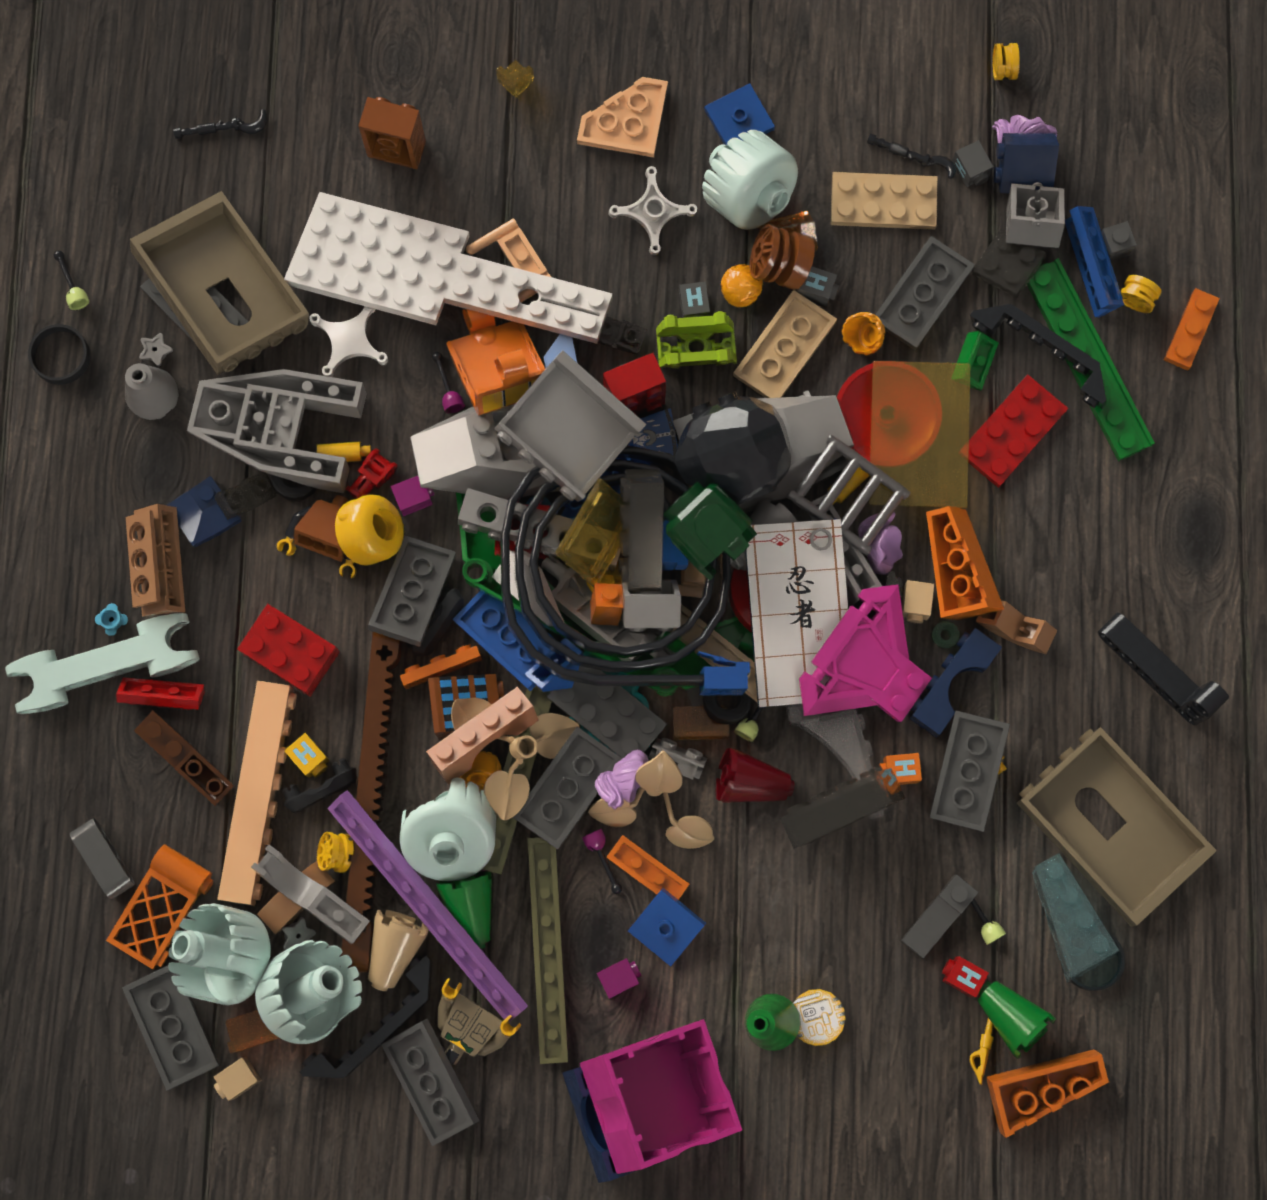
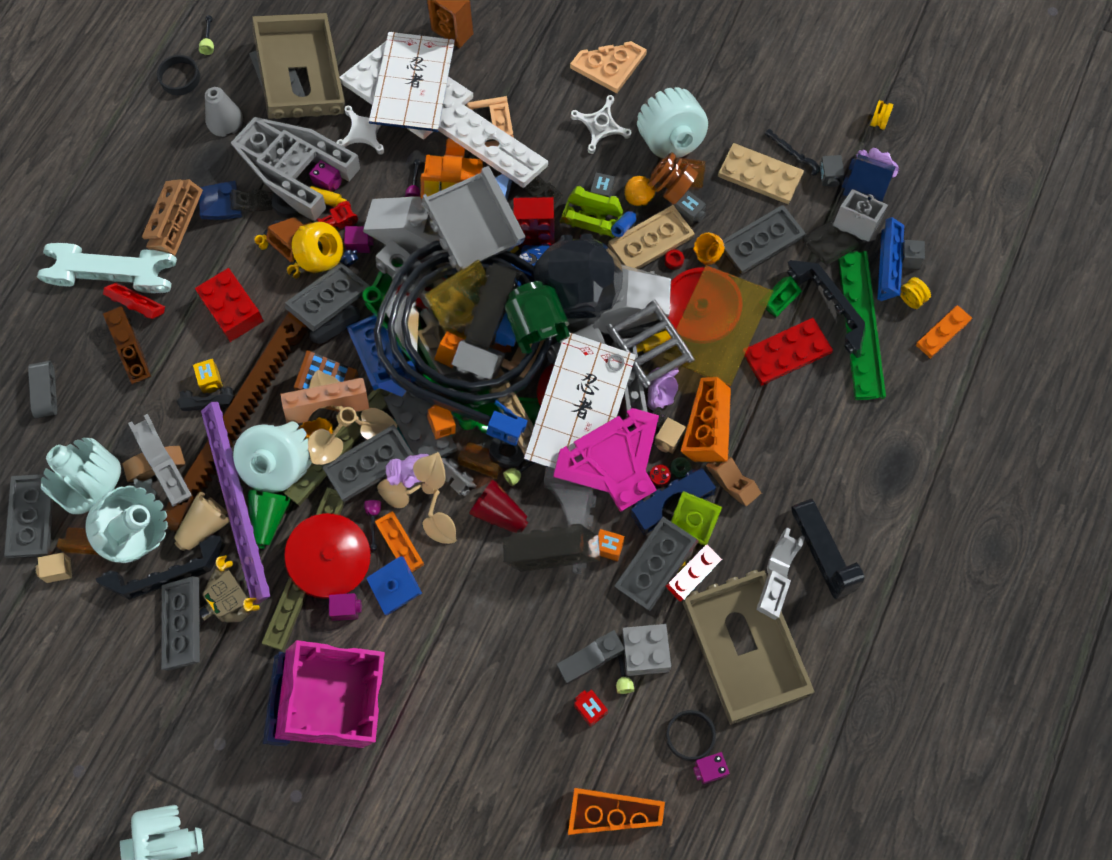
camera: 25 degrees right, 10 degrees down
(104, 616) = (124, 240): medium azure plate -> none
(160, 354) = (239, 98): light grey plate -> none
(172, 871) = (82, 414): orange piece -> none
(256, 792) = (163, 385): light nougat brick -> none
(329, 425) = (325, 176): none -> magenta brick
(334, 852) = (193, 444): yellow wheel -> none
(384, 248) = (412, 82): none -> white piece
(412, 524) = (349, 257): none -> dark blue plate
(440, 666) = (339, 354): orange plate -> none
(515, 77) = (548, 15): clear yellow panel -> none
(569, 924) = (327, 555): none -> red dish
(636, 702) = (441, 421): none -> orange brick
(738, 114) = (690, 81): blue plate -> none
(743, 341) = (623, 224): none -> blue cylinder
(772, 1022) = (435, 681): green cone -> none
(820, 1017) = (472, 693): tile -> none
(824, 362) = (674, 259): none -> red tile
(924, 655) = (660, 475): none -> red tile
(983, 1052) = (580, 769): yellow hand -> none
(992, 693) = (696, 516): none -> lime tile
(1001, 880) = (646, 650): none -> light grey brick
(1014, 1017) = (614, 752): green cone -> none
(1017, 763) = (693, 572): none -> plate
(1075, 926) = (686, 702): clear light blue wedge -> none
(1122, 736) = (777, 569): none -> light grey piece
(1132, 989) = (711, 768): none -> magenta brick

